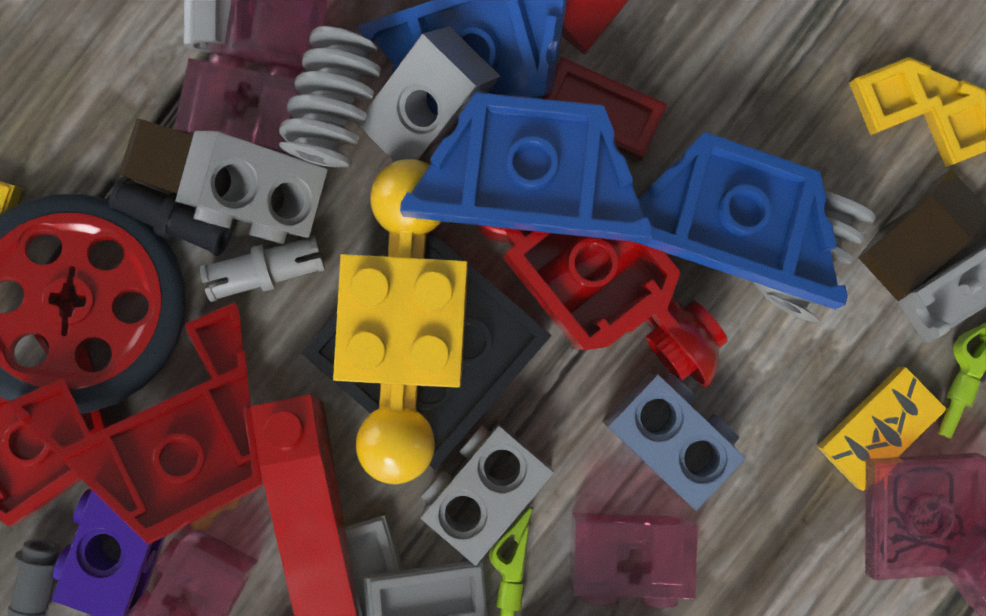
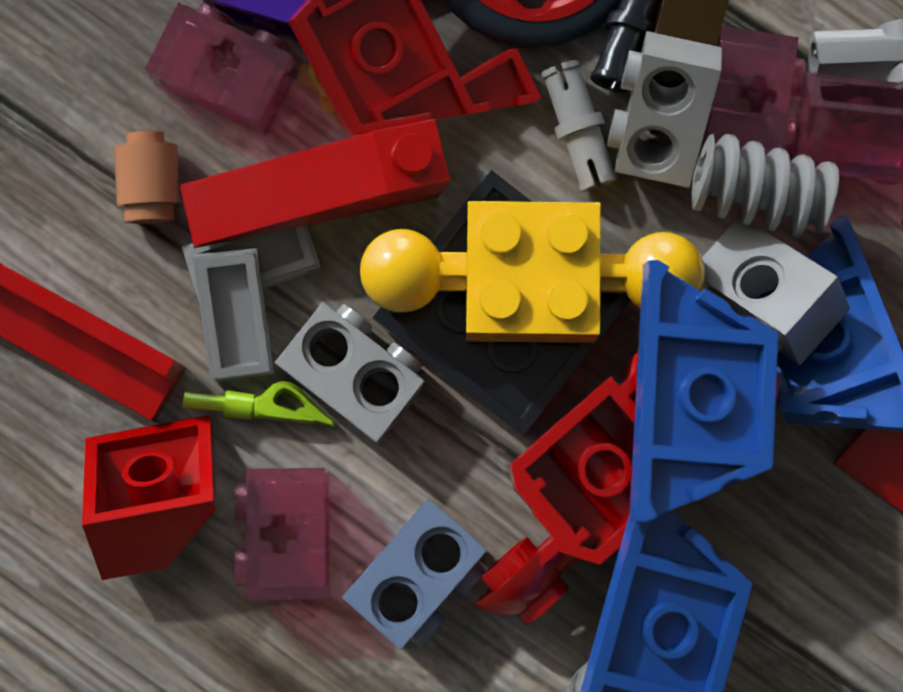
camera: 90 degrees right, 5 degrees down
(630, 112) = (769, 502): red tile -> none

